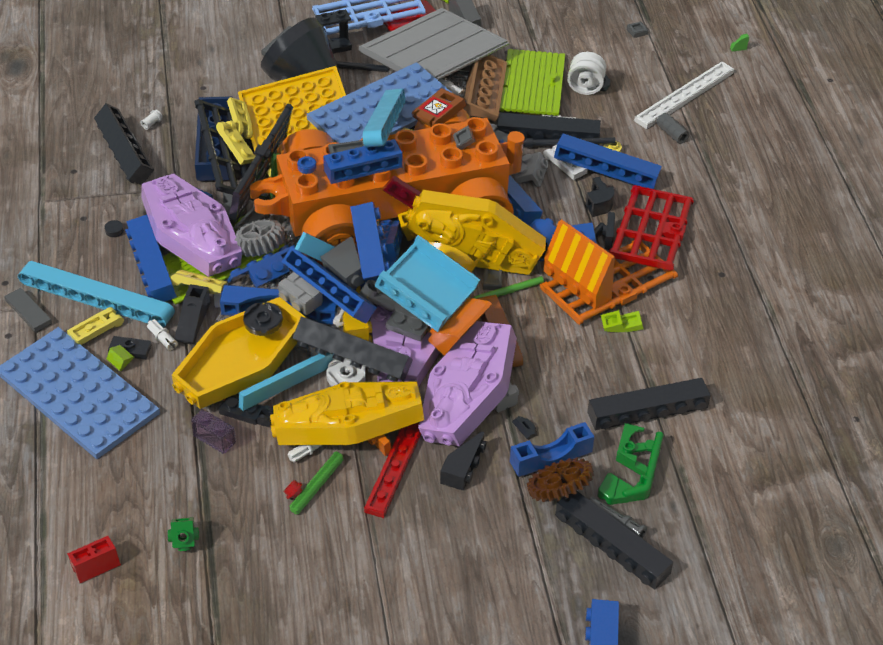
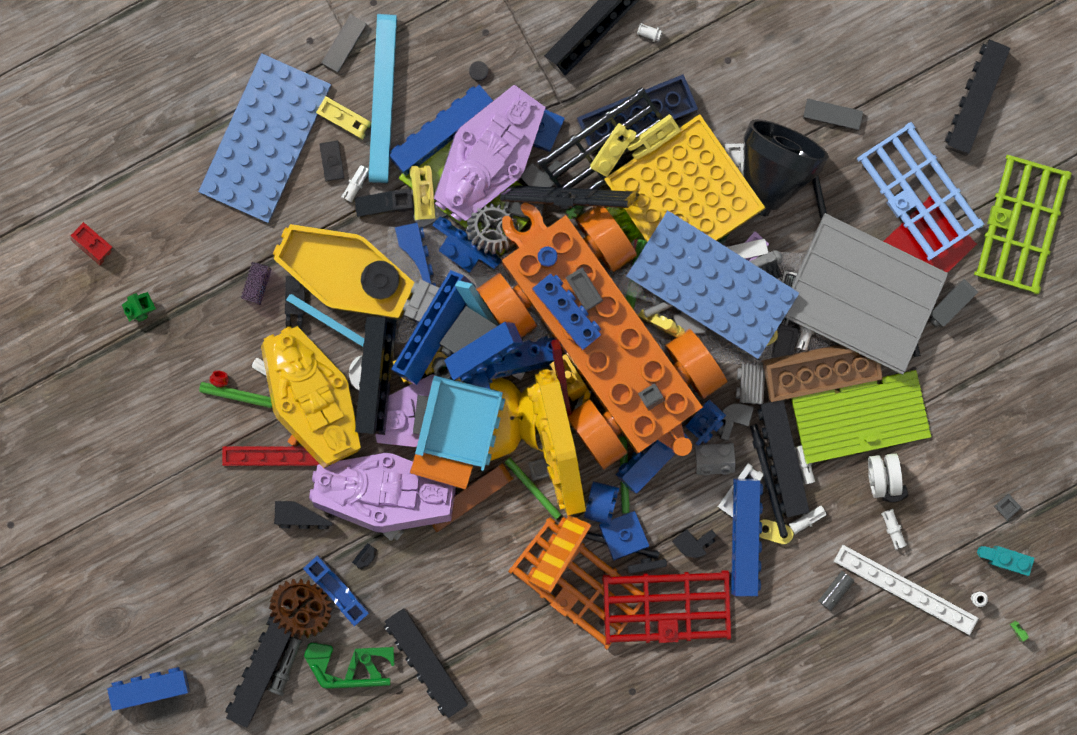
camera: 70 degrees right, 40 degrees up
(119, 357) = (313, 159): lime slope -> none
(342, 17) = (851, 175): black panel -> none
(384, 118) = (646, 307): medium azure beam -> none
(438, 109) = (697, 350): dark orange container -> none
(605, 129) = (807, 519): none -> white axle
(622, 323) = (527, 610): lime slope -> none
(632, 86) = (894, 529): none -> white pin
(680, 33) = (1007, 559): none -> teal brick
(707, 51) = (983, 601): none -> white pin

